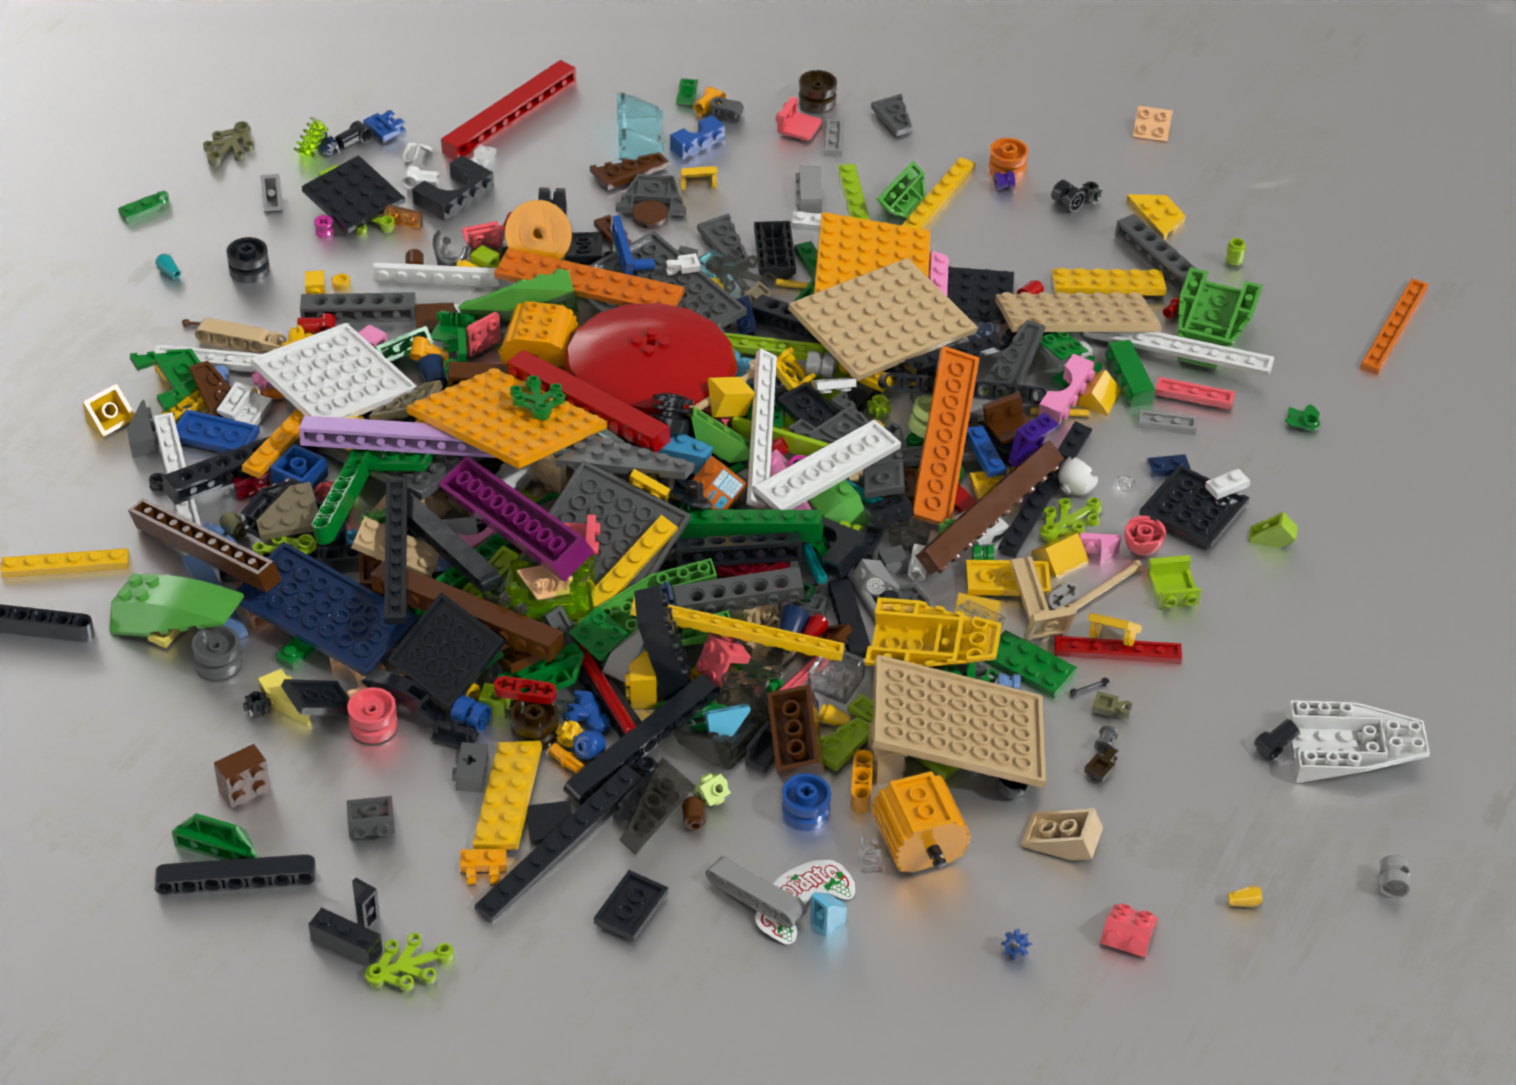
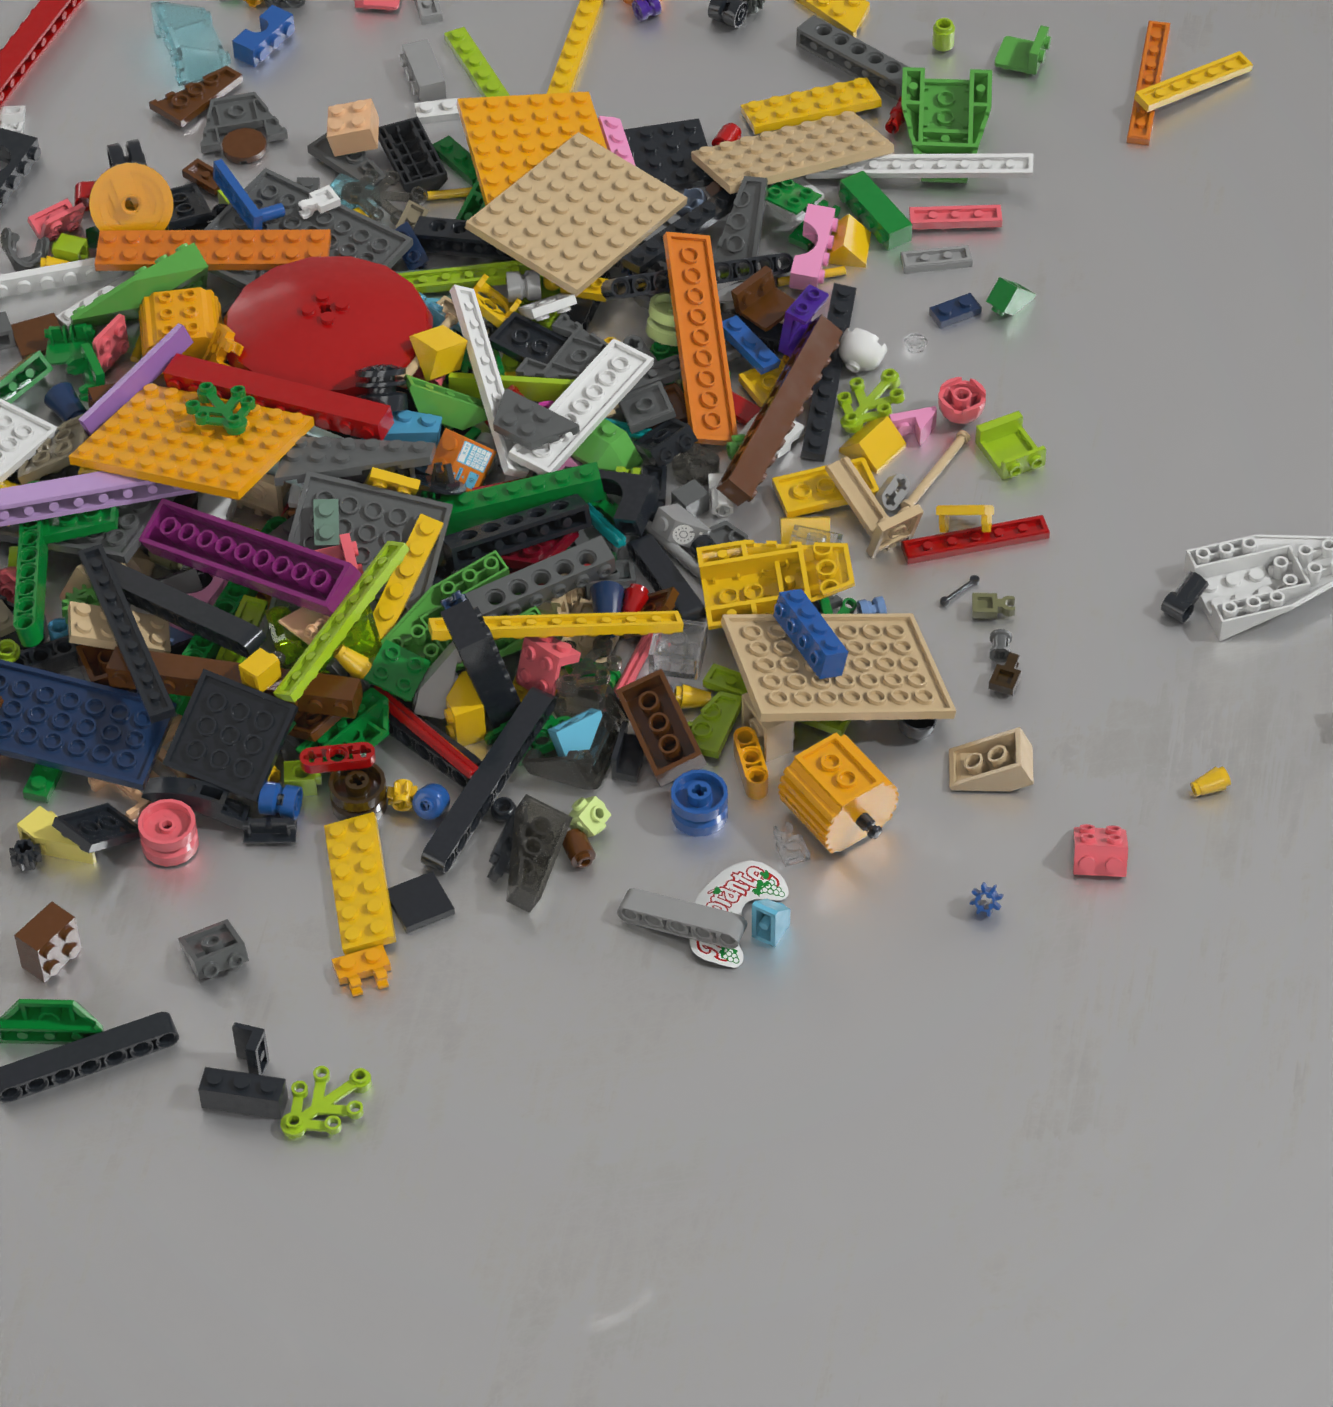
camera: 15 degrees left, 5 degrees up
(421, 347) = (44, 379): light orange piece -> none
(471, 767) = (306, 862): dark grey brick -> none
(485, 604) = (260, 670): none -> yellow brick
(490, 359) = (136, 378): none -> medium lavender tile
(557, 844) = (439, 923): black plate -> none
(558, 584) = (341, 621): none -> lime plate
(562, 350) = (221, 344): none -> light orange plate
(564, 617) = (352, 661): none -> yellow cone
(565, 758) = (409, 824): light orange axle -> none
(583, 503) = (326, 523): none -> sand green plate
(587, 709) = (411, 761): blue animal -> none
(631, 905) = (548, 970): black plate -> none
(696, 173) = (300, 77): yellow piece -> none
(735, 216) = (352, 127): none -> light nougat brick
(780, 467) = (530, 422): none -> dark grey wing
(879, 406) = (605, 320): lime gear -> none
(904, 192) = (536, 49): bright green wedge -> none
(943, 687) = (810, 633): none -> blue brick
(988, 552) = (788, 465): green wheel -> none
(1033, 664) = (896, 581): green plate -> none
(1191, 509) = (1002, 351): black plate -> none
(1215, 463) = (1009, 297): none -> green slope
(1227, 483) = (1031, 316): white plate -> none
(1274, 531) = (1100, 359): lime slope -> none
(1296, 281) = (1024, 54): none -> bright green bracket
(1304, 419) = (1087, 218): green plate -> none
(1431, 332) = (1193, 81): none -> yellow plate

